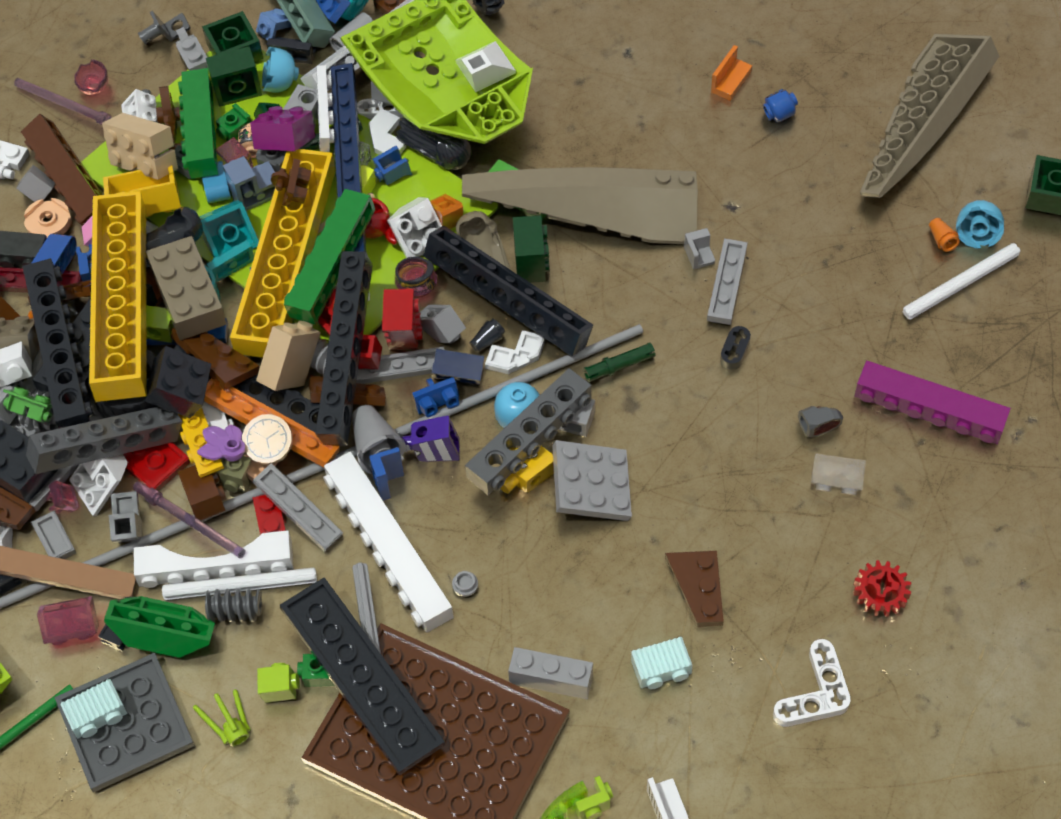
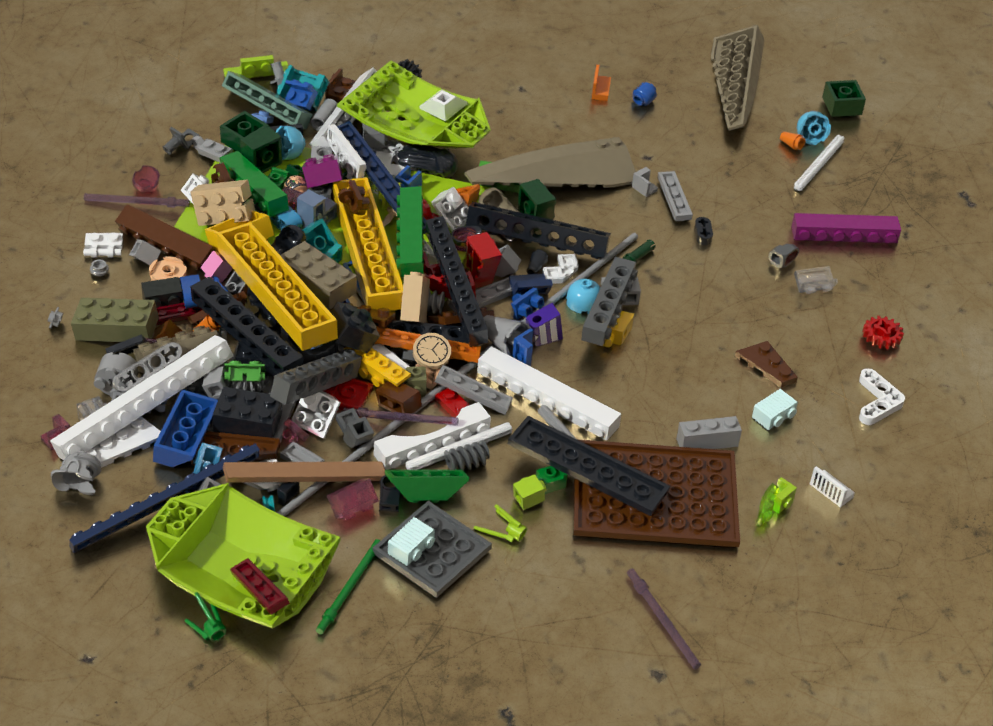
camera: 30 degrees left, 15 degrees down
(222, 443) = (403, 360): medium lavender plate -> none
(465, 583) = (616, 402): light grey plate -> none
(591, 480) = (663, 322): light grey plate -> none

